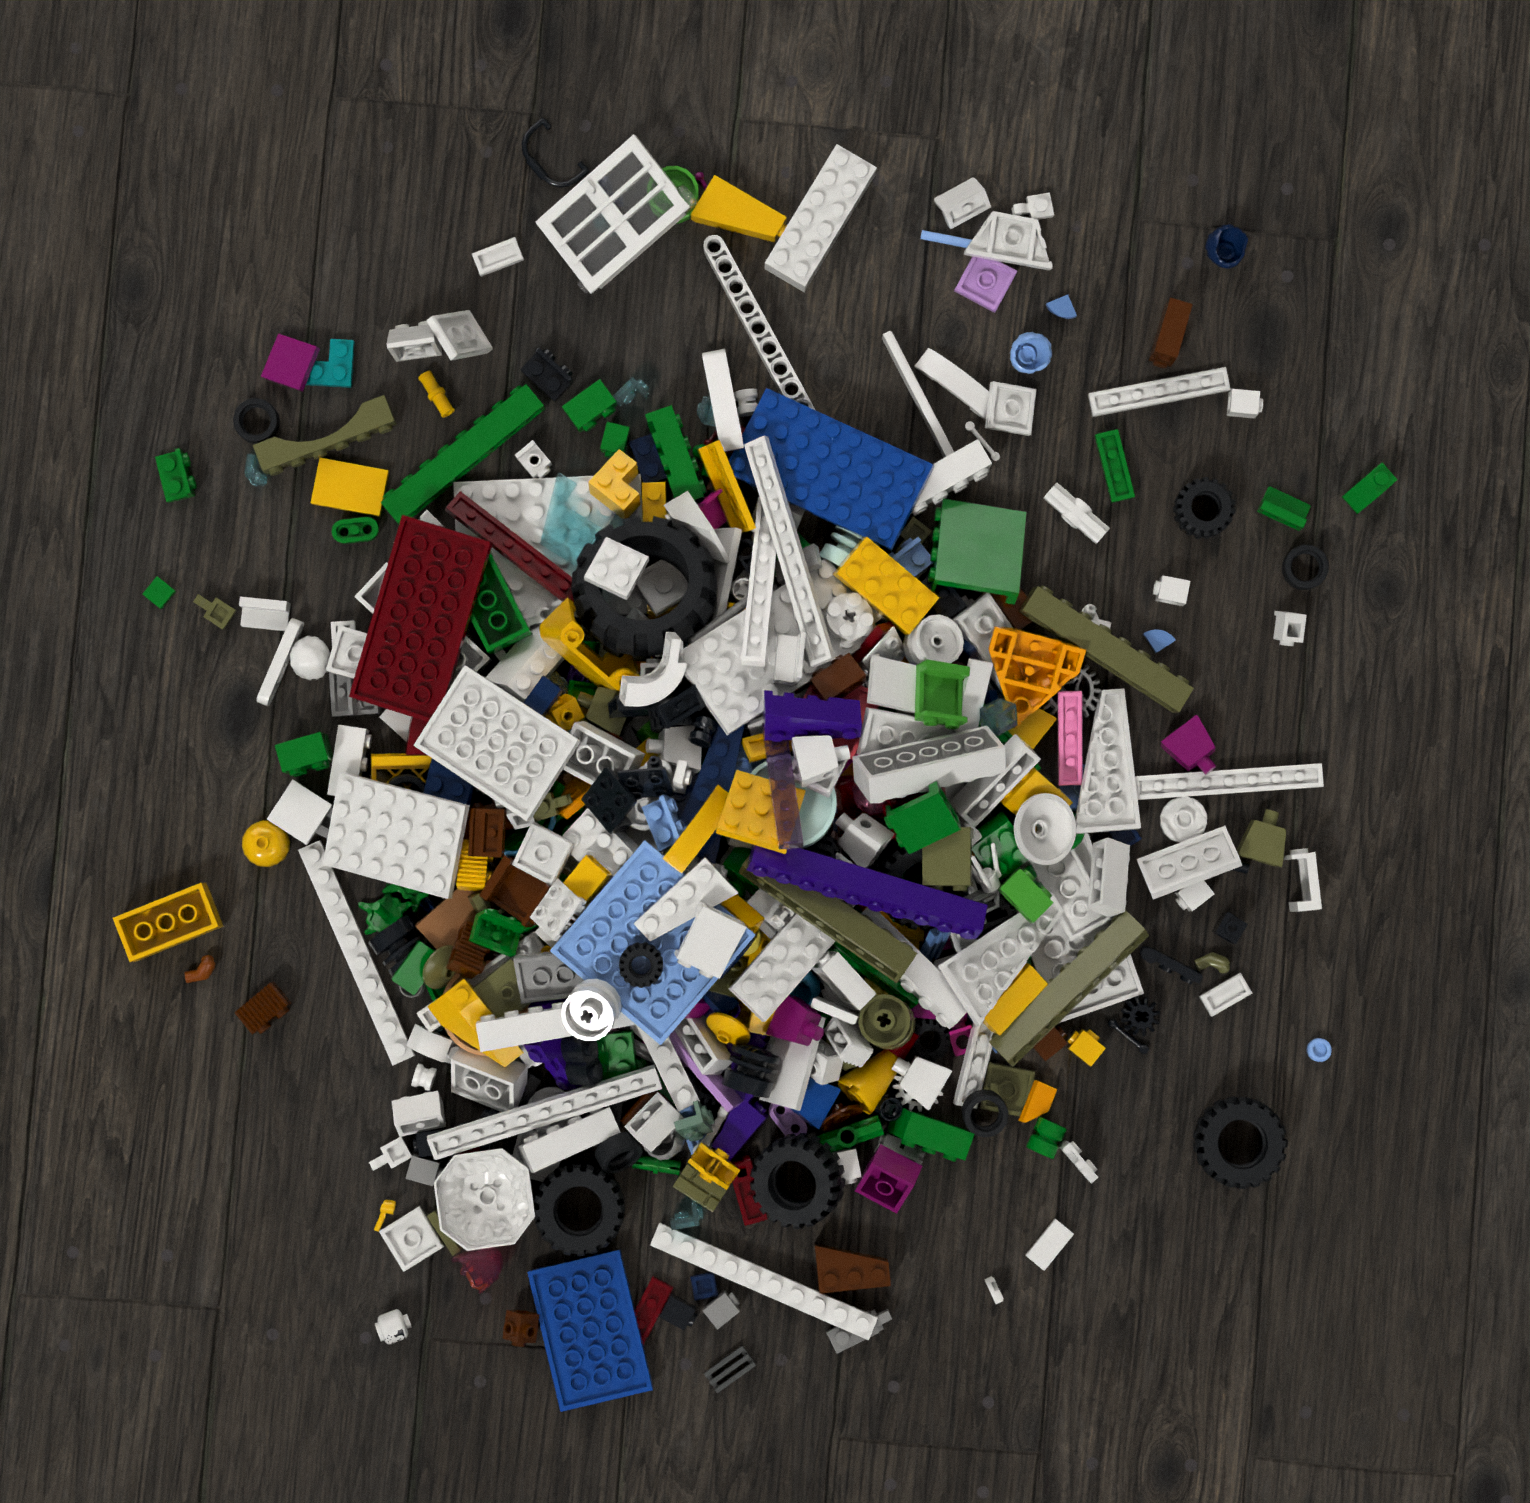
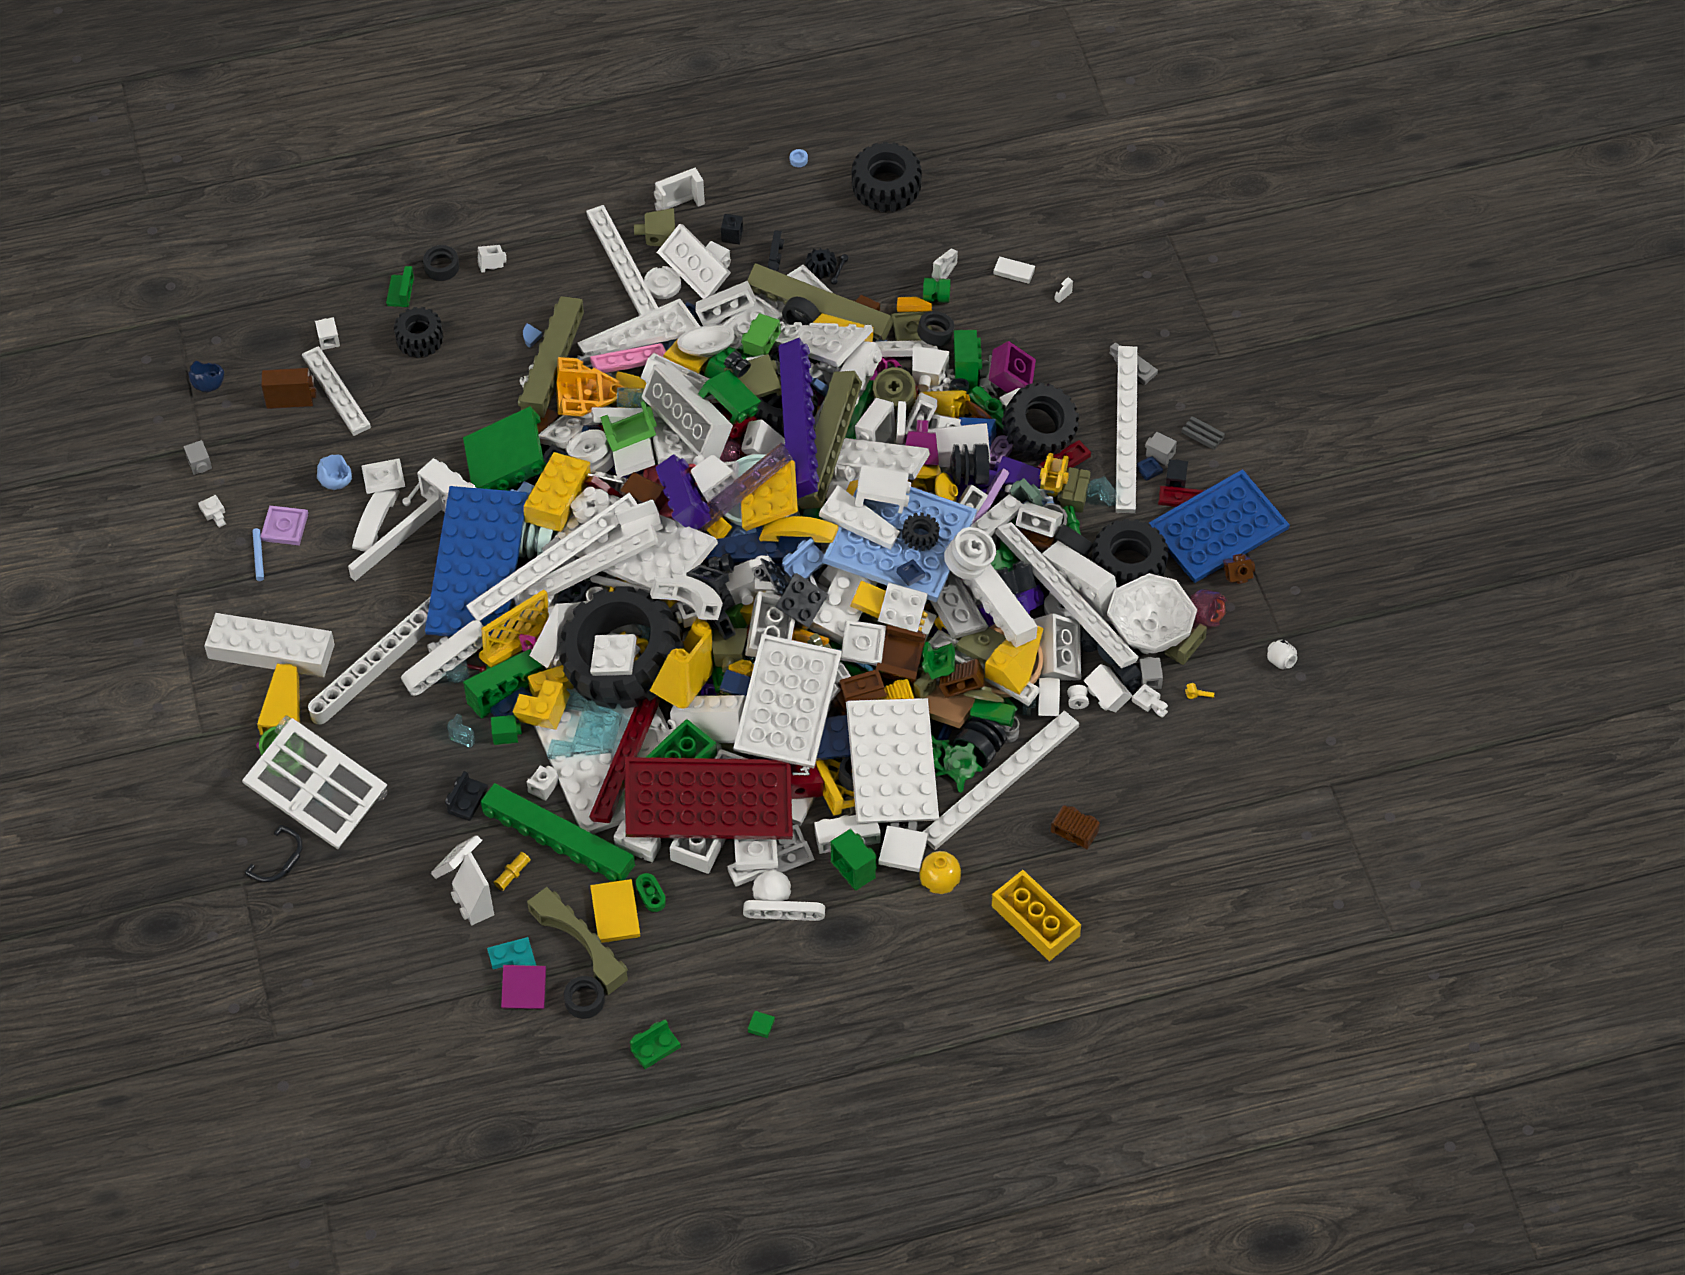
camera: 110 degrees left, 30 degrees down
(203, 971) = (1066, 882): dark orange arm -> none
(216, 612) = (760, 972): olive plate -> none
(252, 473) = (630, 987): clear light blue arm -> none
(264, 613) = (747, 938): white panel -> none
(411, 1238) = (1208, 668): white tile -> none
(497, 256) = (377, 867): white tile -> none
(586, 931) = (910, 572): none -> dark blue plate
(590, 406) = (483, 753): green brick -> none
(849, 1270) = (1093, 379): reddish brown wedge -> none
(963, 202) = (223, 557): white panel -> none
(968, 839) = (737, 364): none -> black wheel
(1011, 241) = (246, 515): white wing -> none
(1055, 959) = (803, 306): none -> black tyre
(1062, 307) = (289, 469): medium blue tile -> none
(1076, 513) = (451, 411): white piece -> none
(1085, 1046) = (858, 285): yellow brick -> none
(1112, 207) = (197, 457): none -> light grey brick
(1114, 466) = (405, 398): green plate -> none
(1171, 590) = (490, 334): white brick -> none
(1191, 746) = (604, 288): magenta torso -> none
(1214, 960) = (760, 236): olive arm -> none
(1225, 994) = (782, 221): white tile -> none
(1369, 488) = (365, 240): green slope -> none

